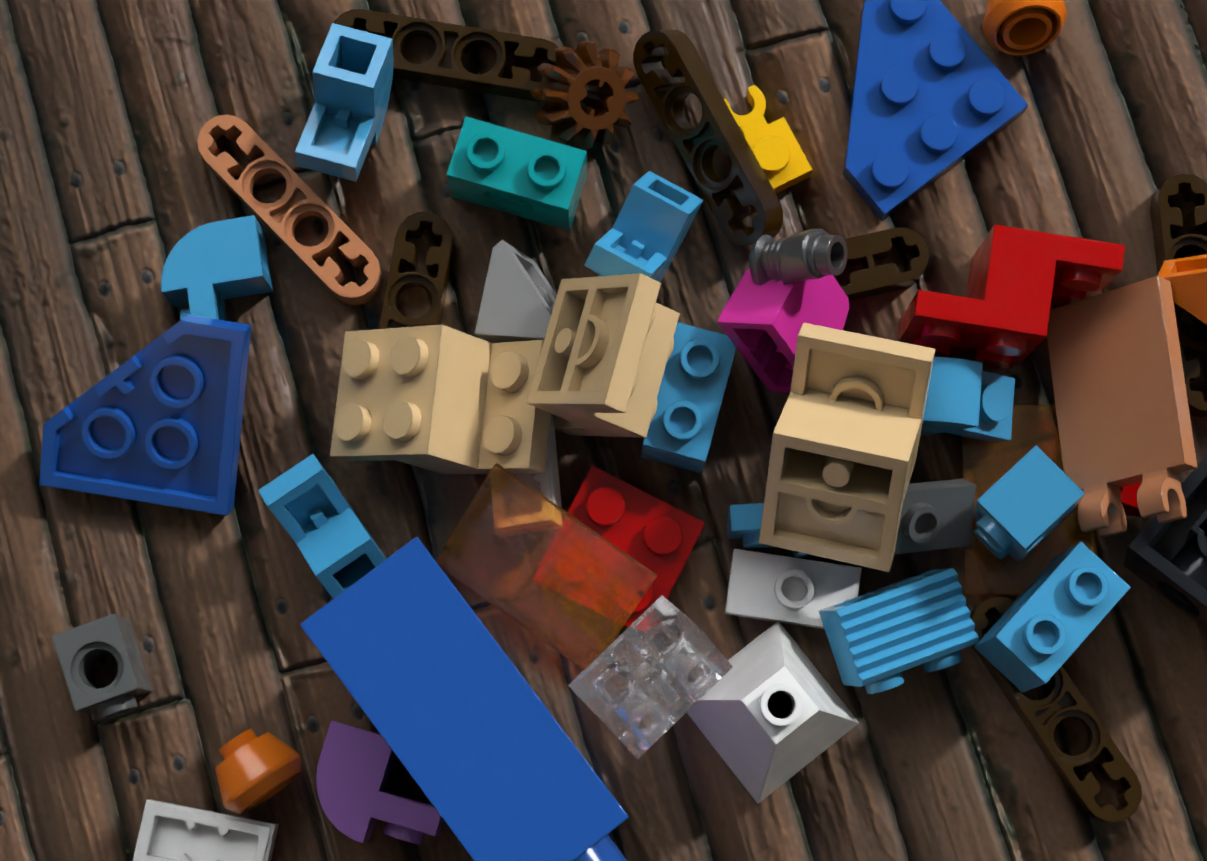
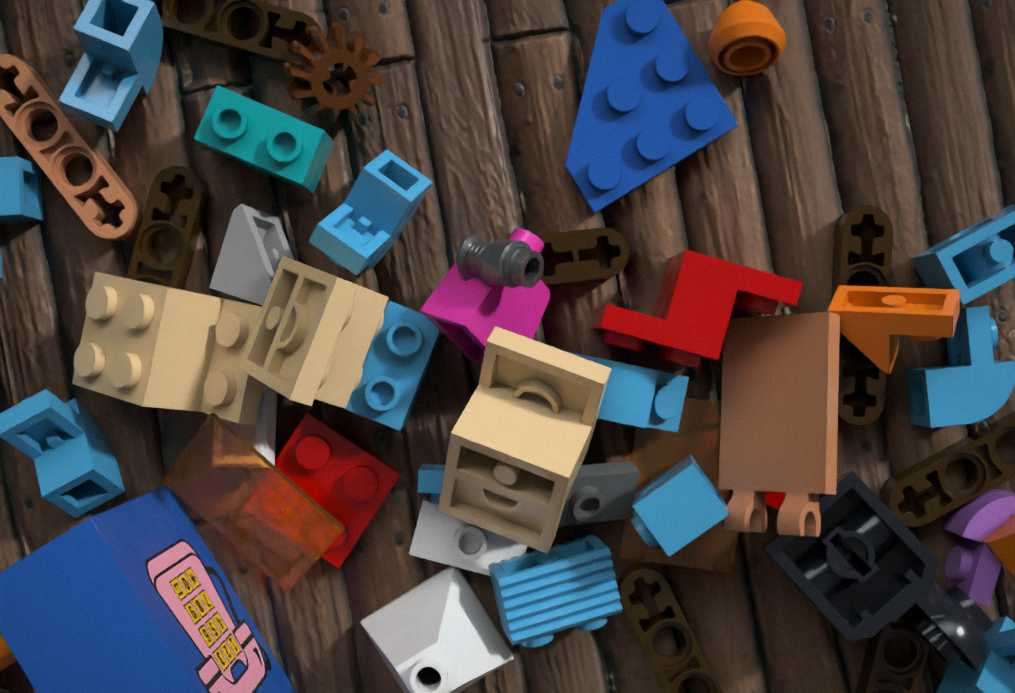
camera: 10 degrees right, 10 degrees up
(650, 676) = (332, 610): clear brick -> none
(714, 130) = (449, 119): dark brown beam -> none
(772, 144) = (496, 141): yellow plate -> none
(1052, 617) = (689, 601): dark azure brick -> none

